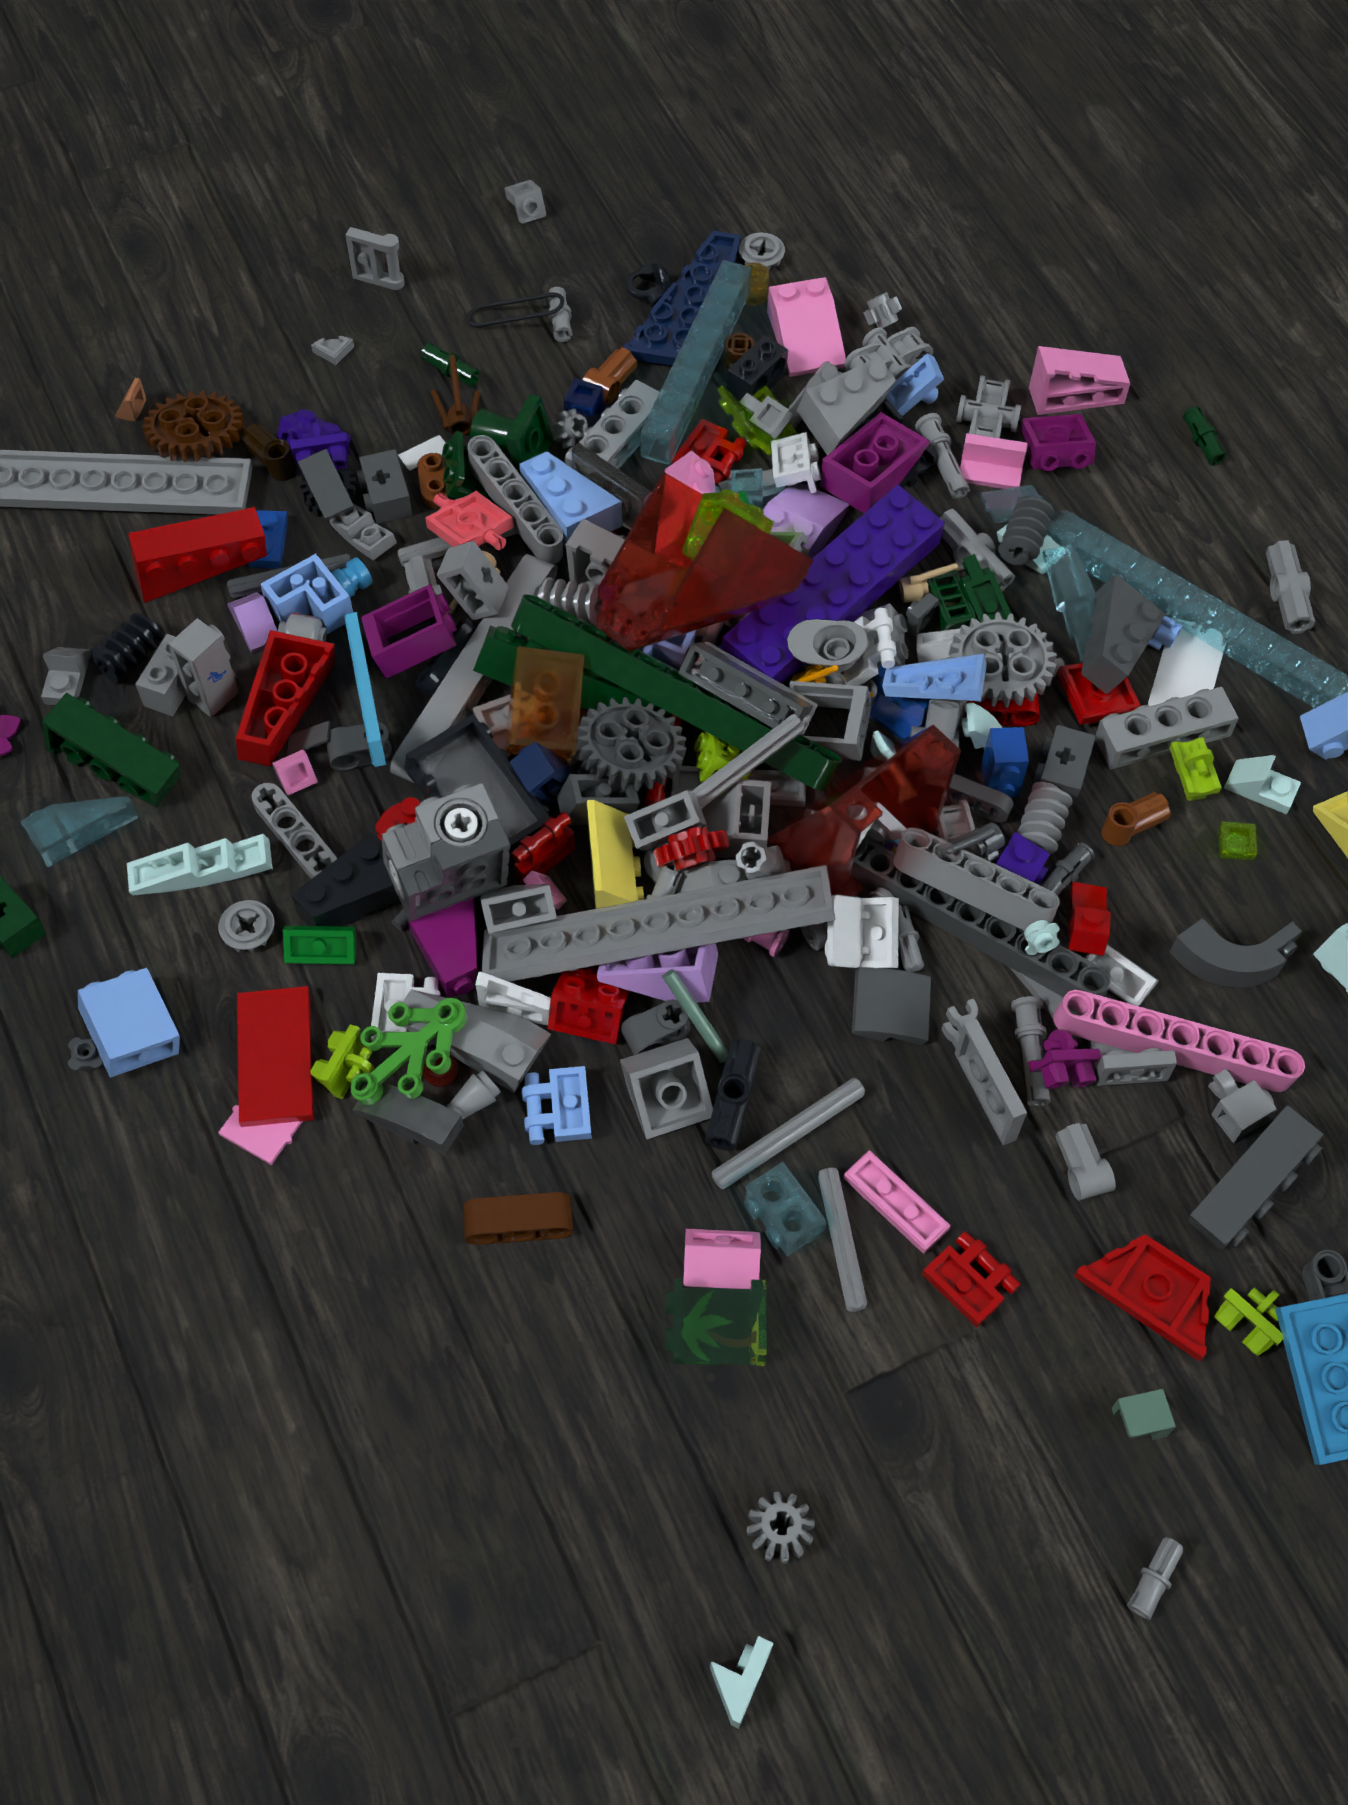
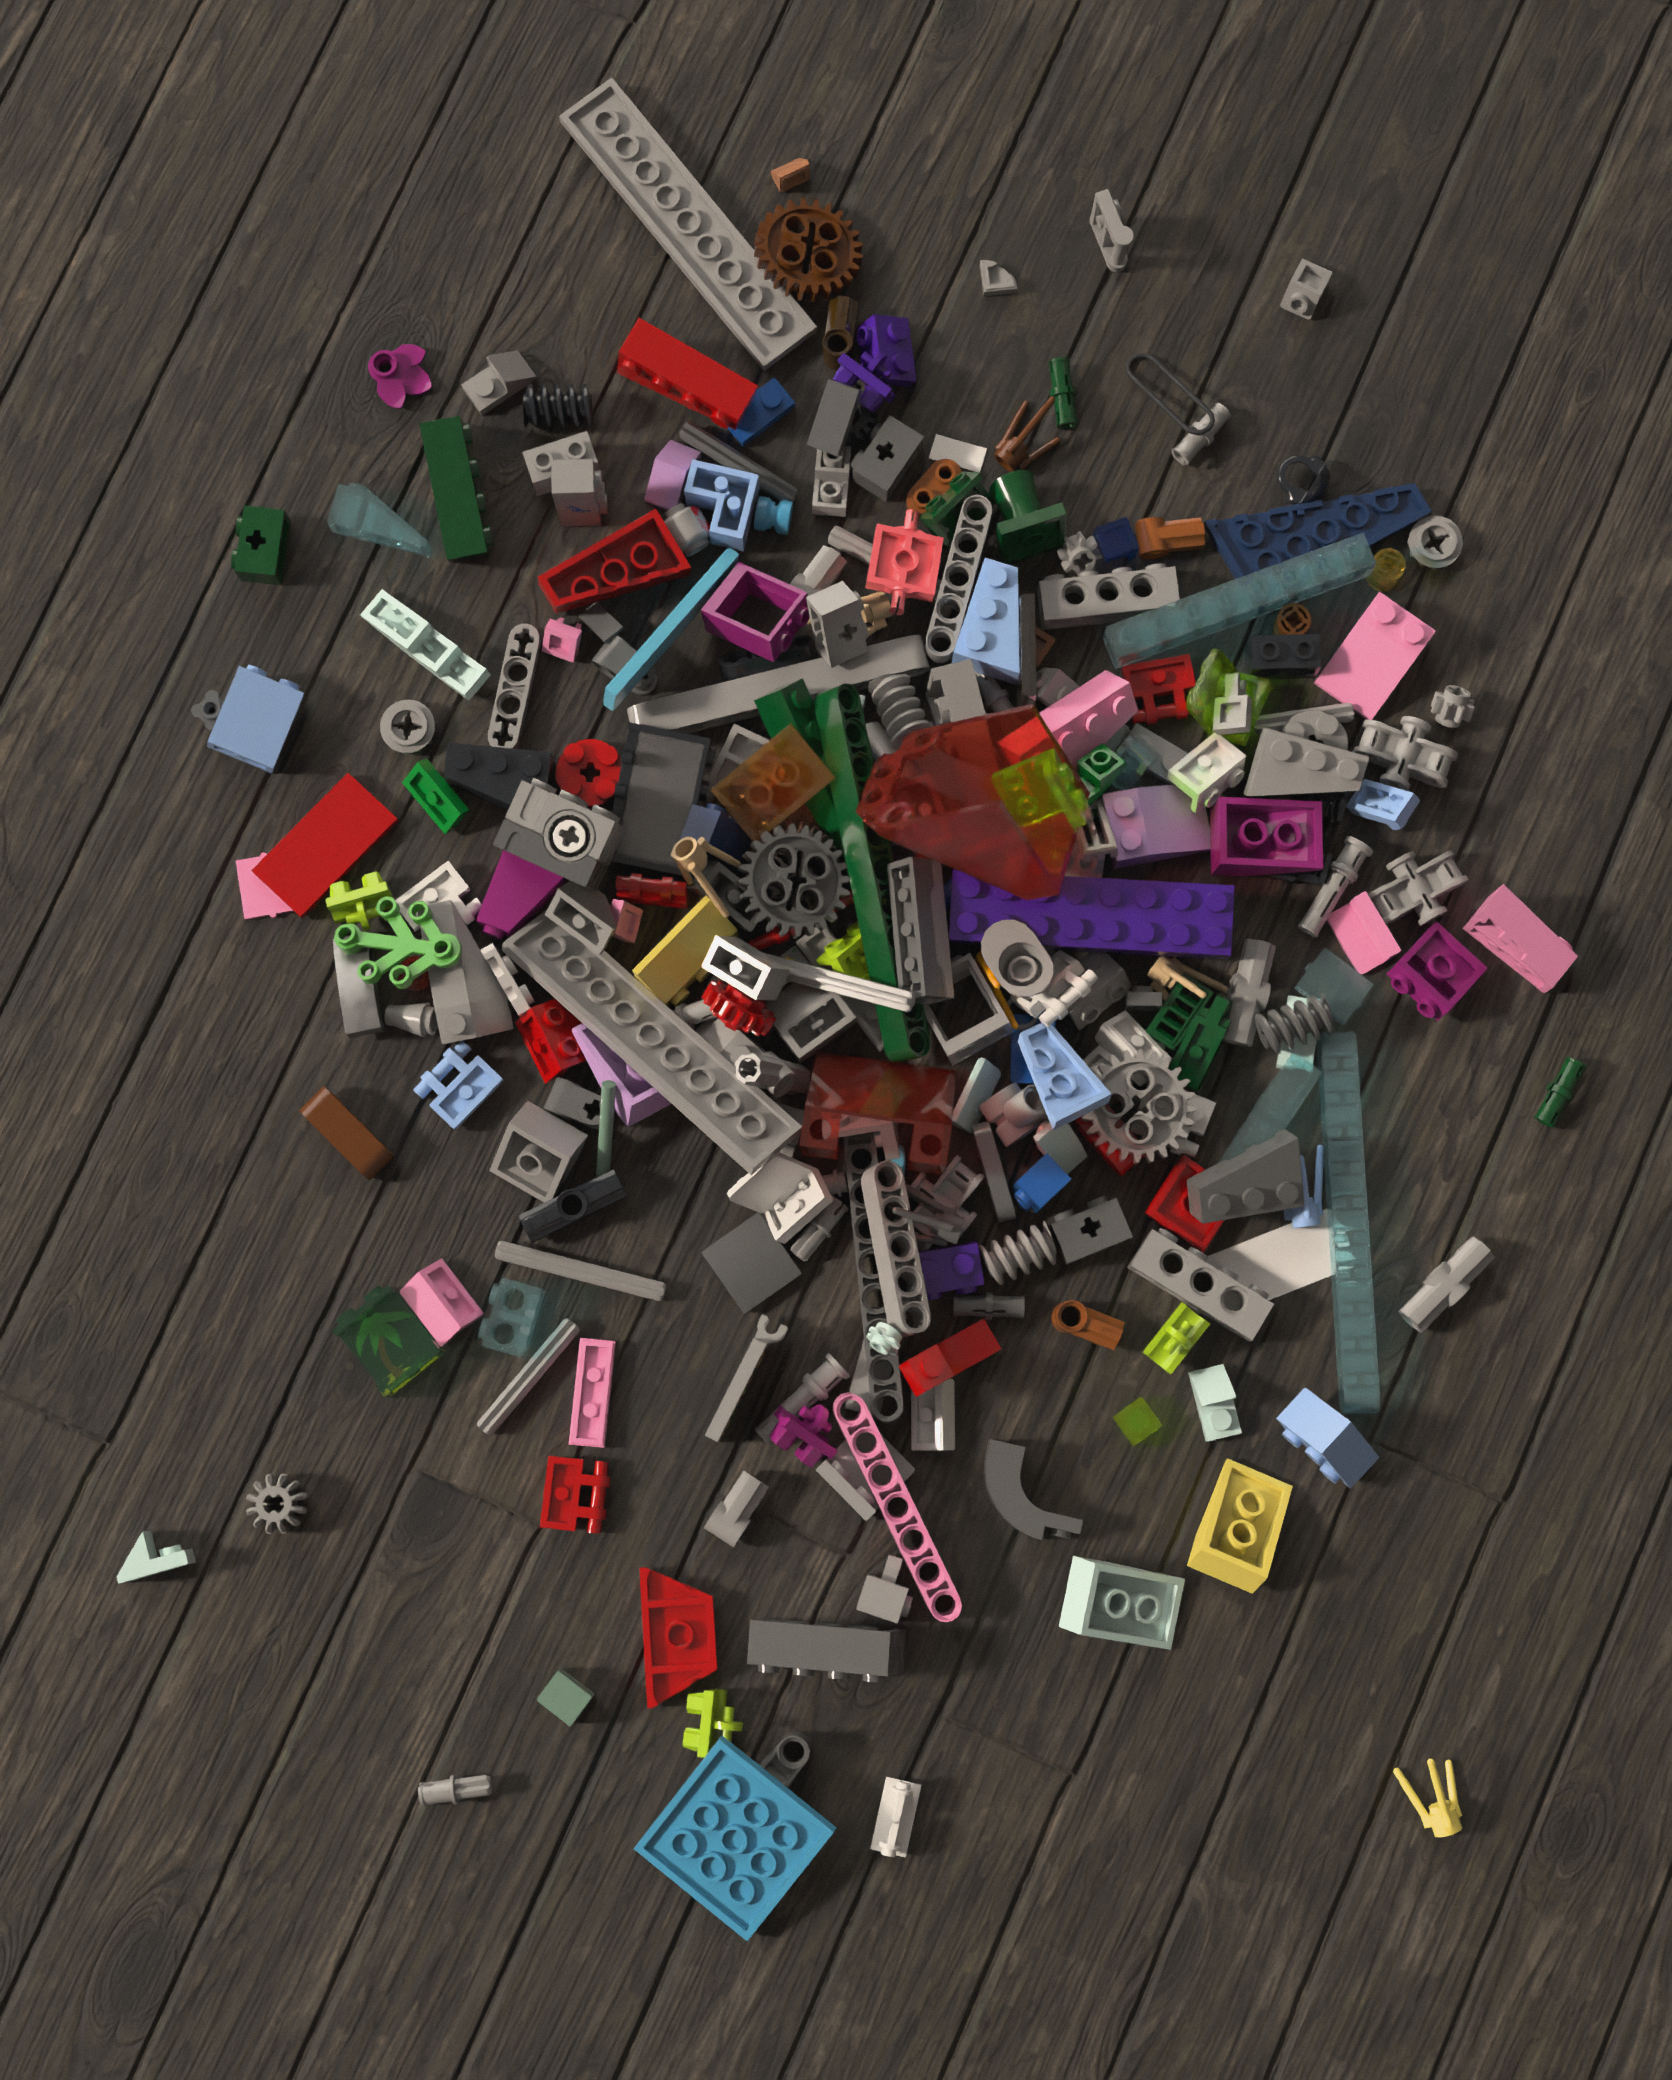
camera: 50 degrees right, 20 degrees up
(551, 780) = (692, 858): none -> tan plant

